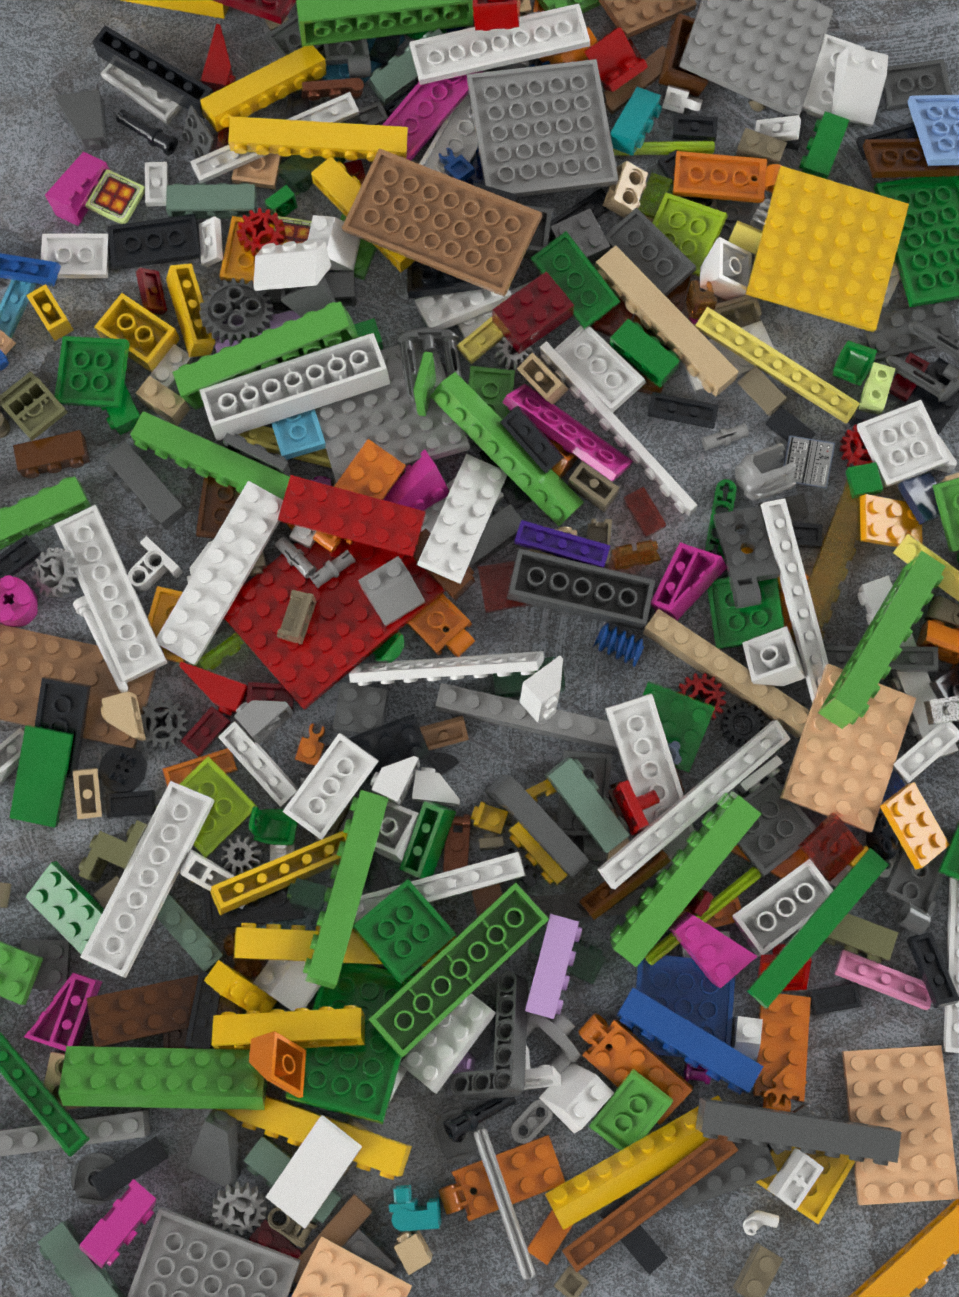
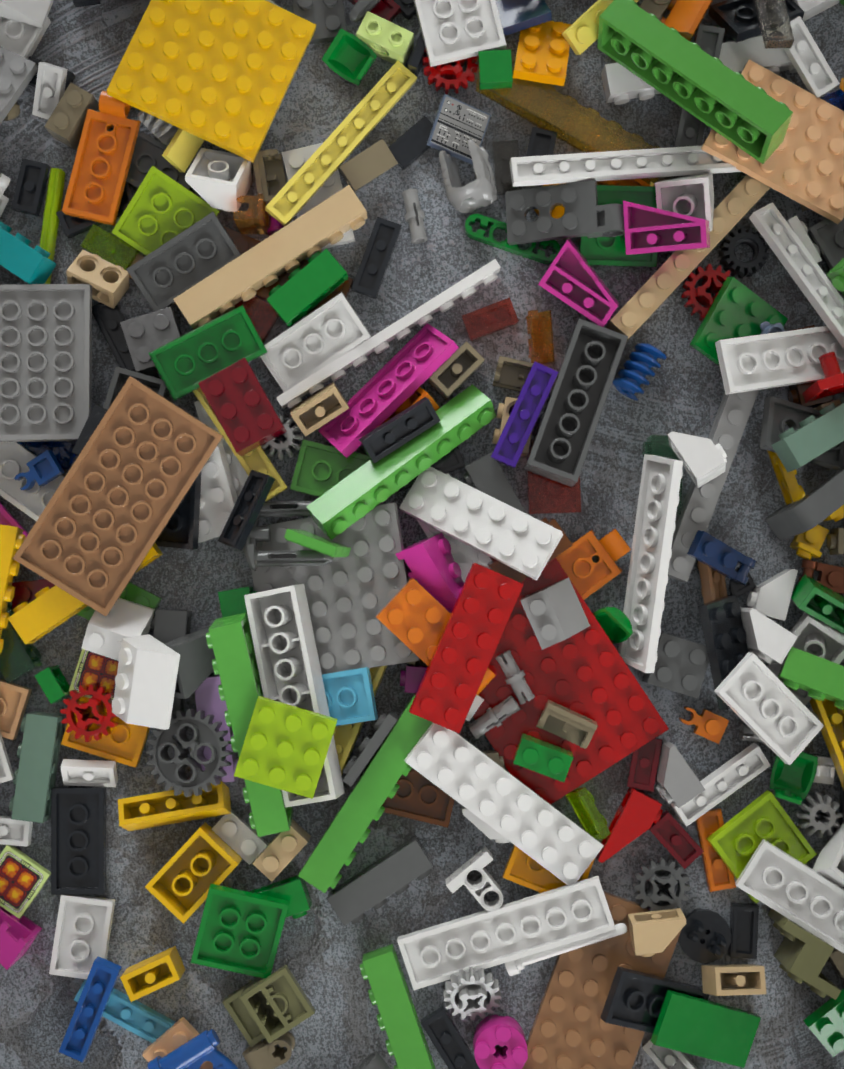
camera: 85 degrees left, 10 degrees up
(51, 454) = (328, 985): reddish brown brick -> none
(151, 290) = (141, 850): dark red plate -> none
(249, 378) = (285, 747): none -> lime plate
(265, 599) = (543, 757): none -> green brick
(446, 327) = (246, 510): none -> black tile
(461, 732) = (721, 557): none -> dark blue plate
(744, 635) = (661, 230): none -> dark pink wedge
(824, 145) = (80, 43): green brick -> none

